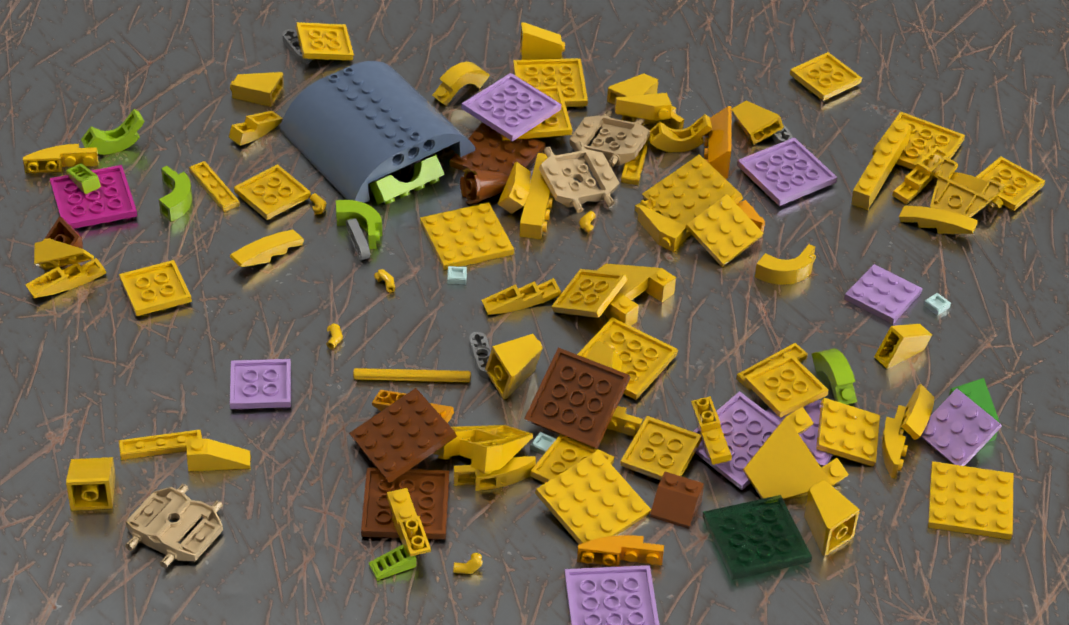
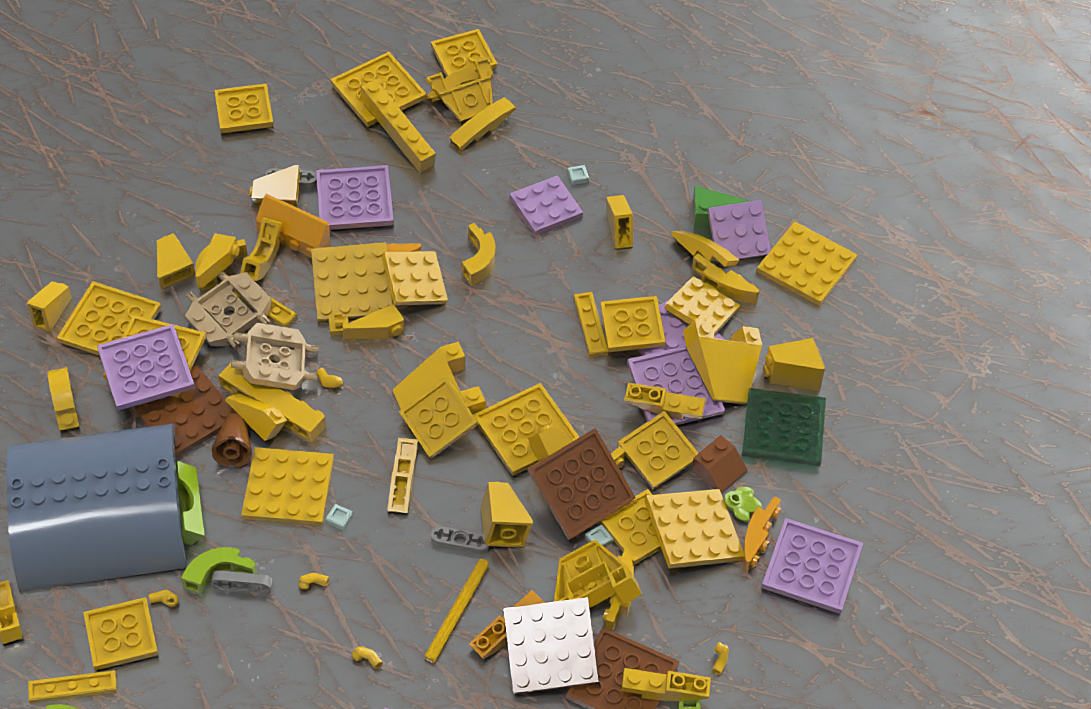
camera: 65 degrees left, 10 degrees up
(266, 247) = (208, 670): yellow slope -> none
(652, 532) = (742, 502): none -> lime plate
(839, 372) = (630, 278): lime arch -> none
(921, 175) = (423, 106): yellow slope -> none

